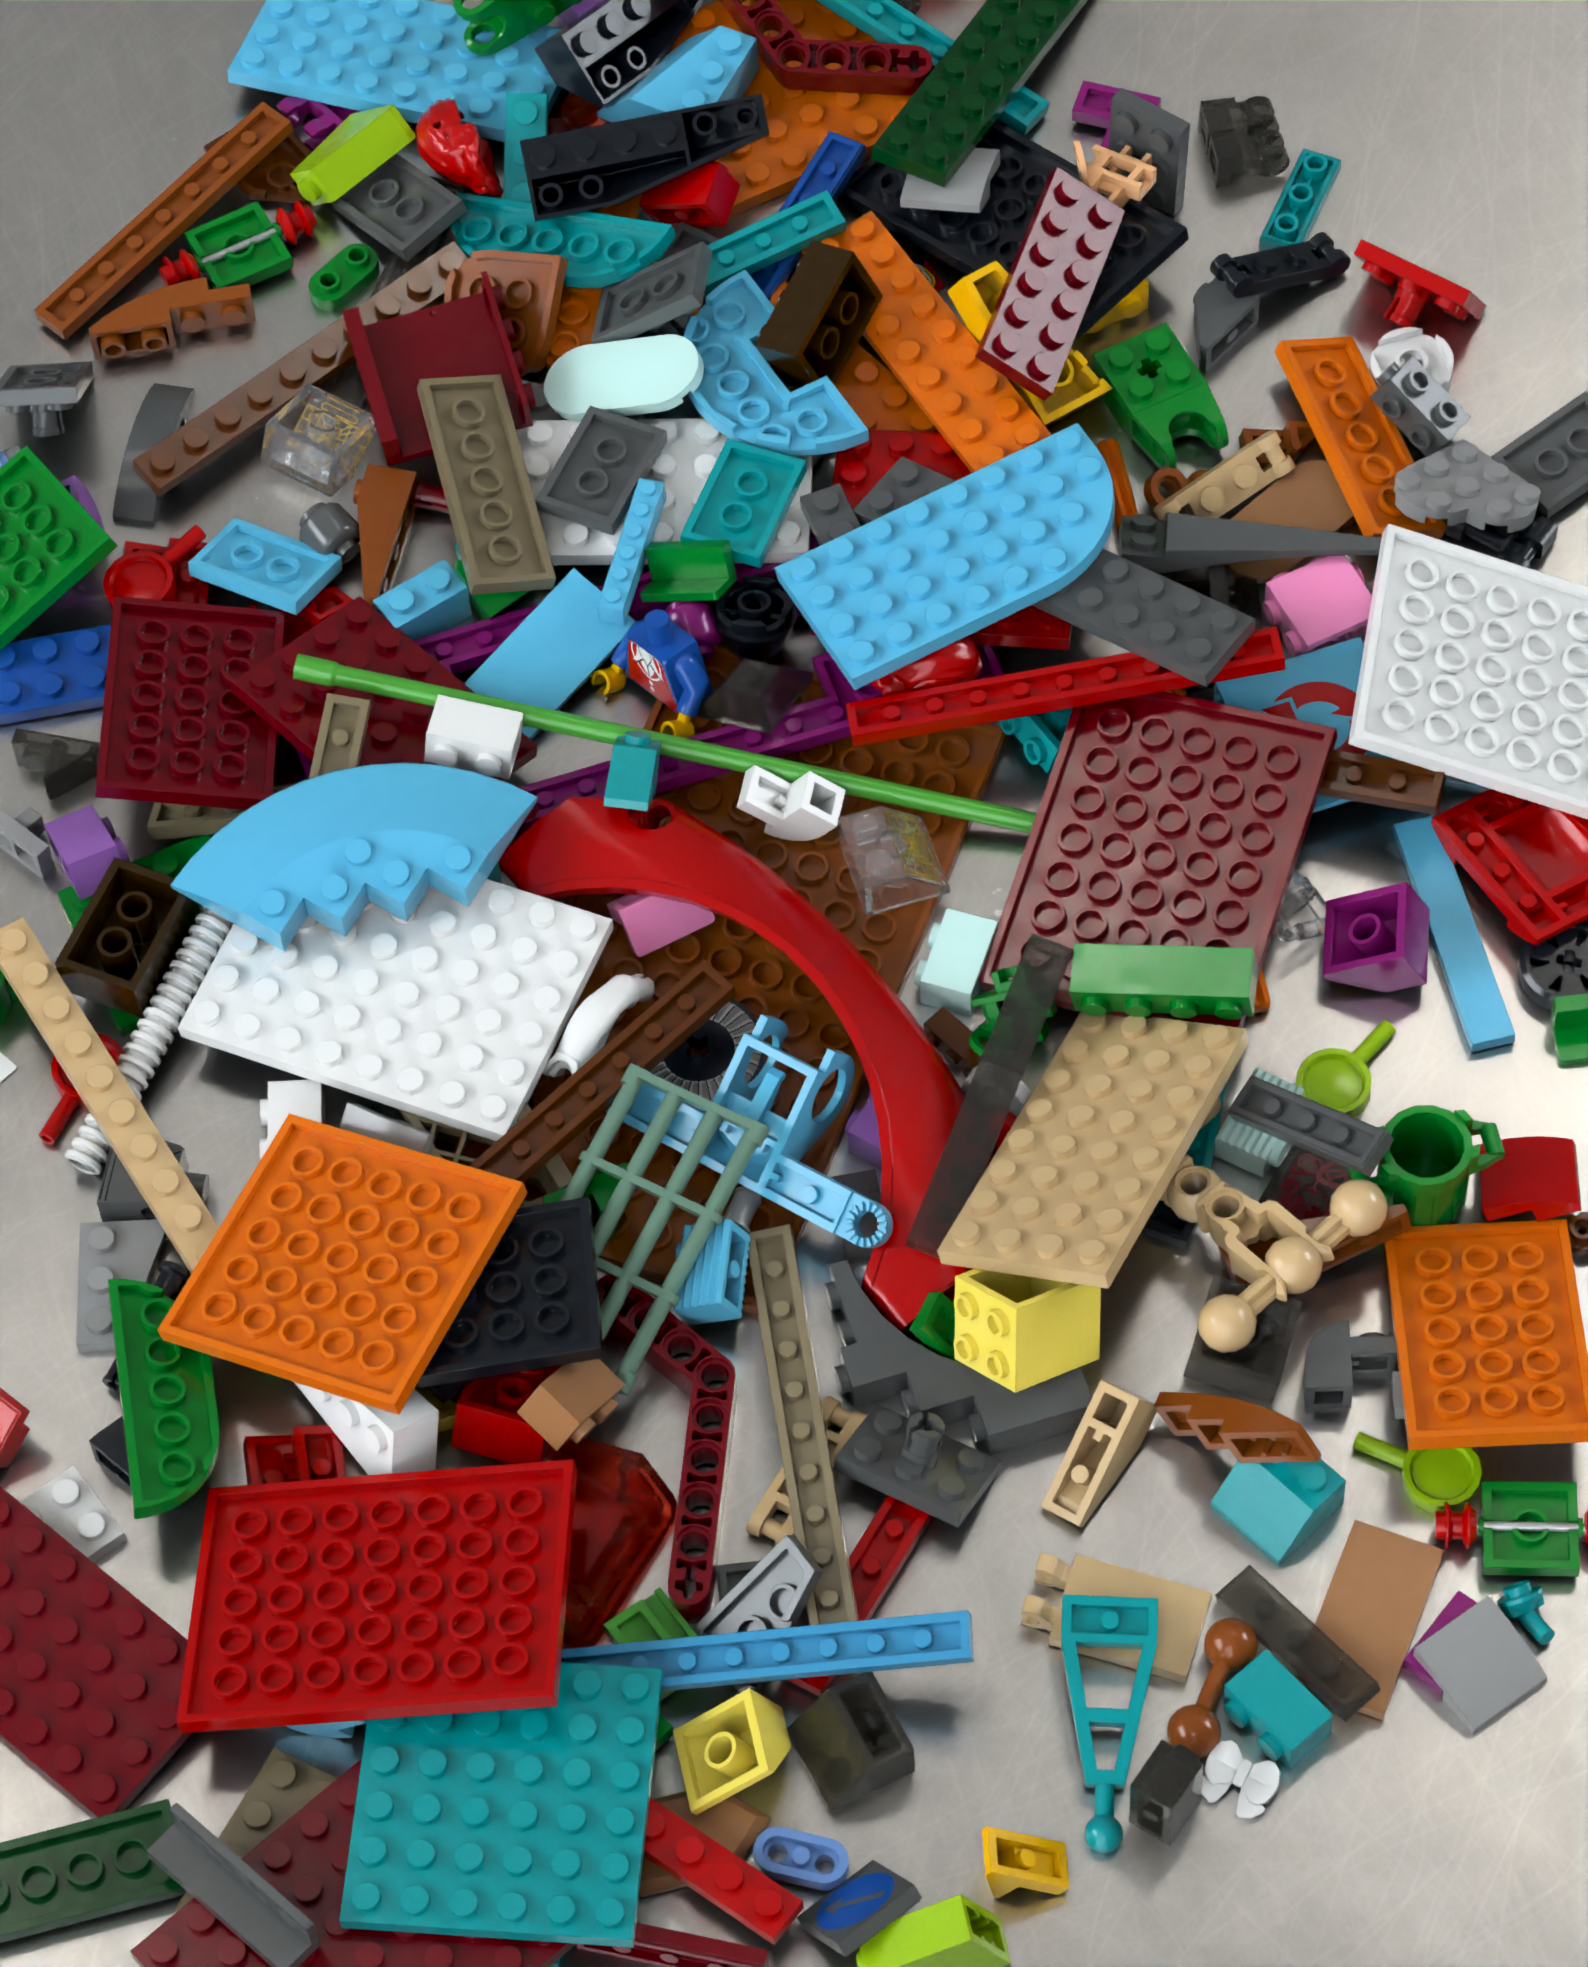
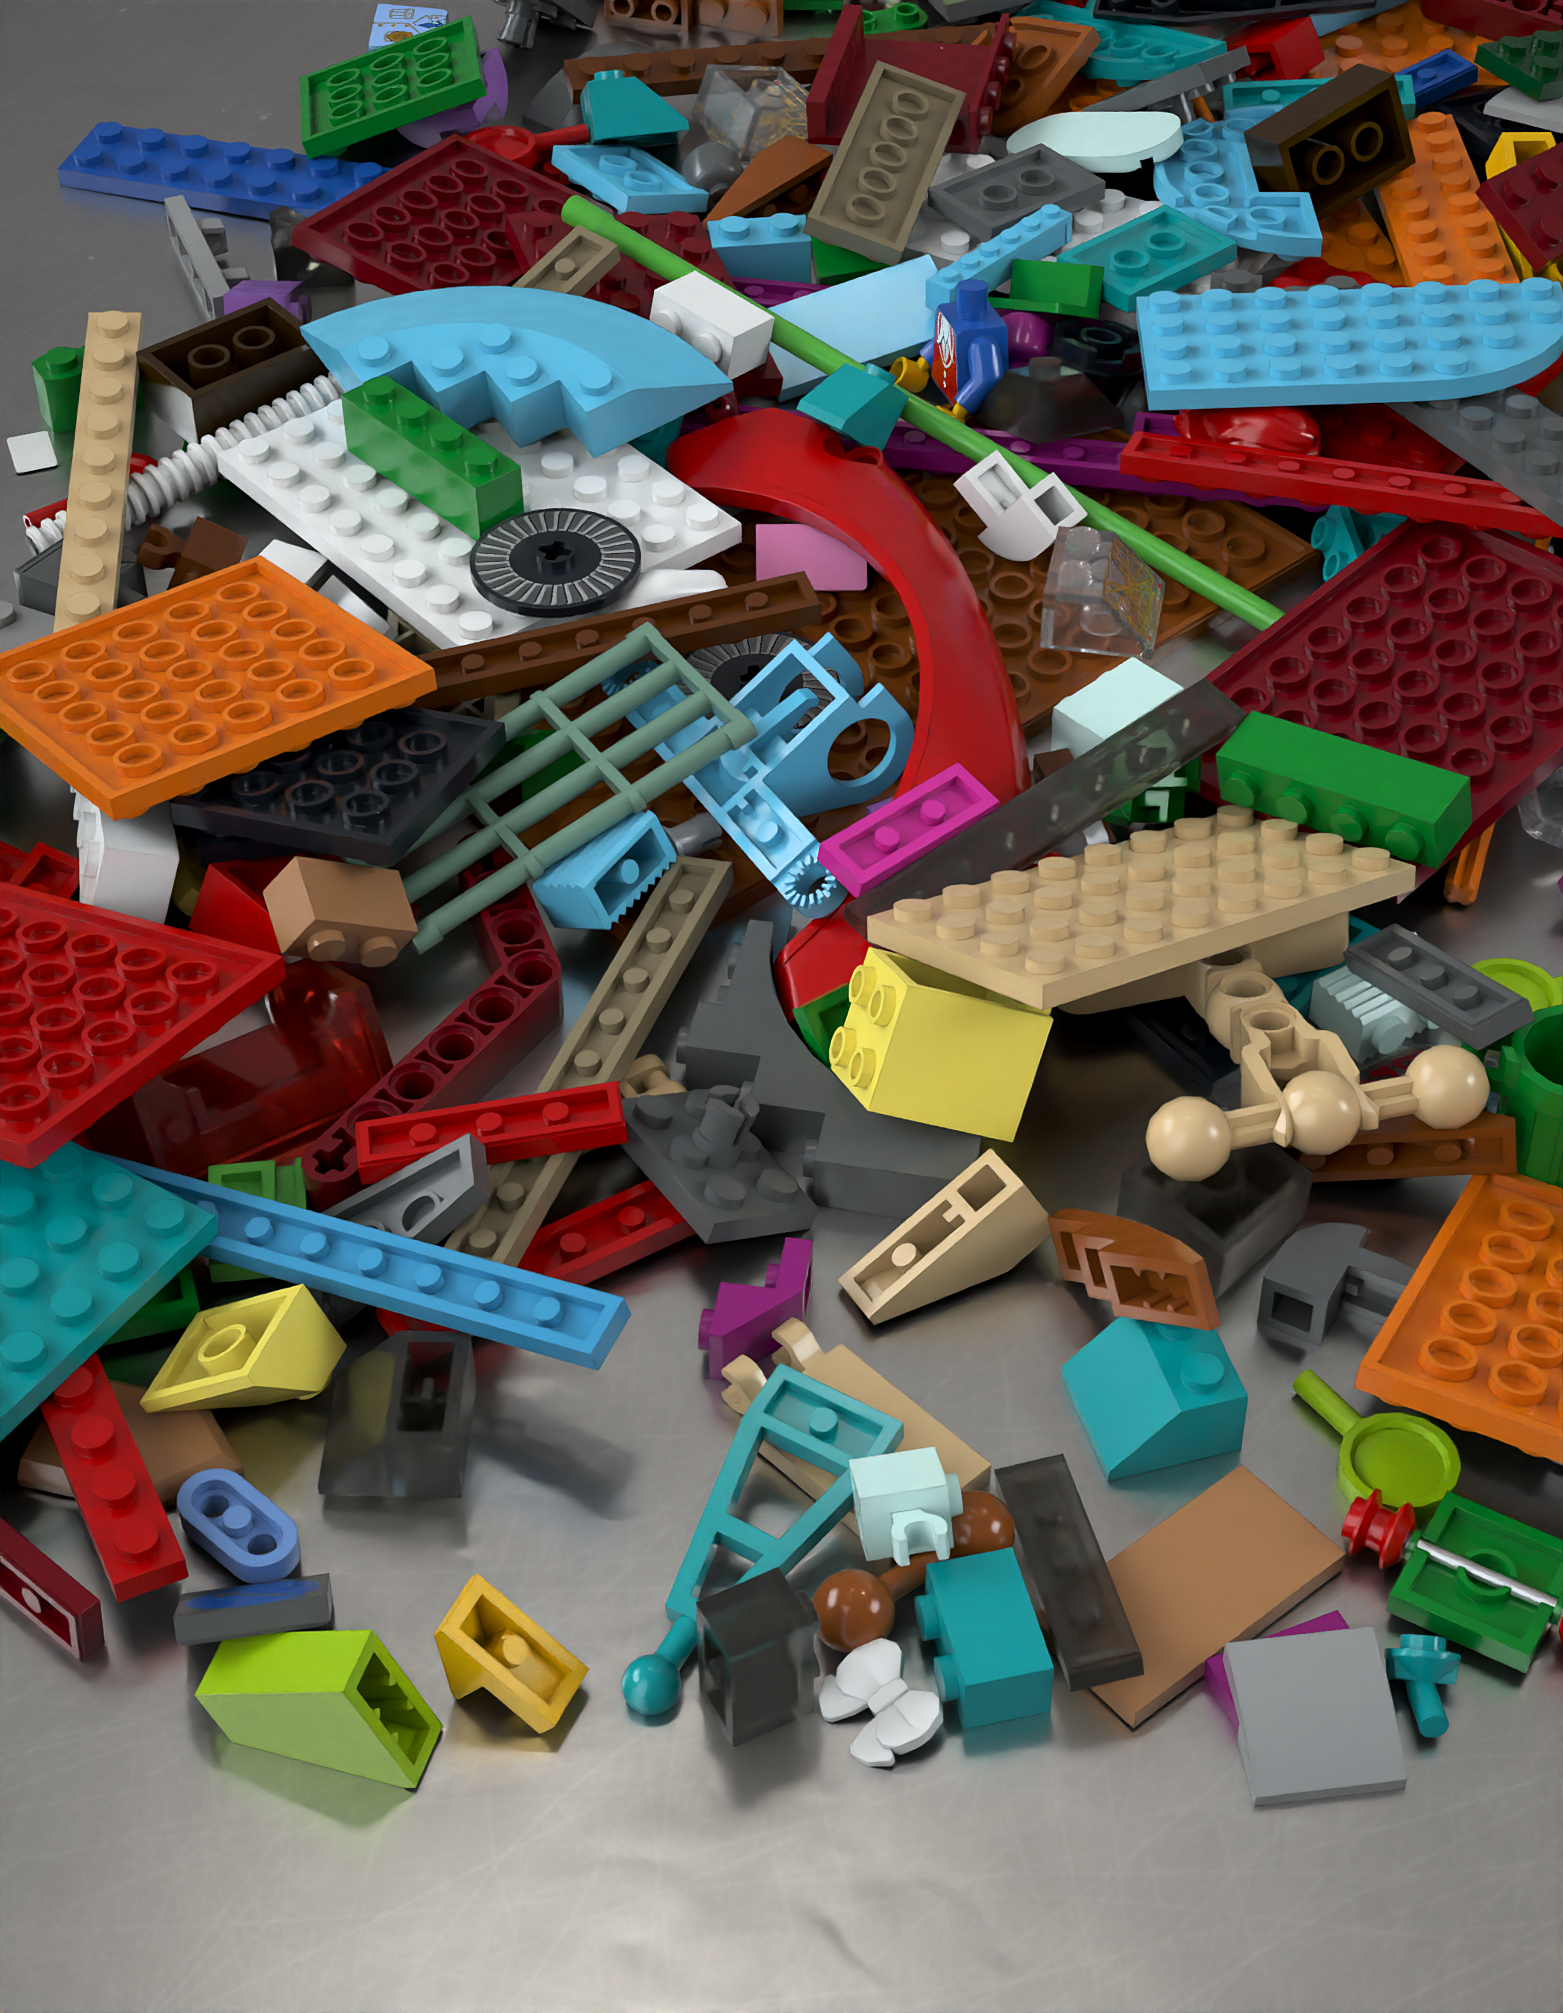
camera: 25 degrees right, 15 degrees down
(222, 502) = (628, 112): none -> teal slope
(222, 1124) = (203, 553): none -> reddish brown brick
(368, 974) = (431, 456): none -> green brick
(485, 1034) = (555, 562): none -> piece
(788, 1512) = (506, 1127): none -> red tile
(913, 1160) = (905, 829): none -> dark pink plate
(1013, 1565) = (750, 1313): none -> magenta slope
(1192, 1654) = (904, 1504): none -> light aqua brick

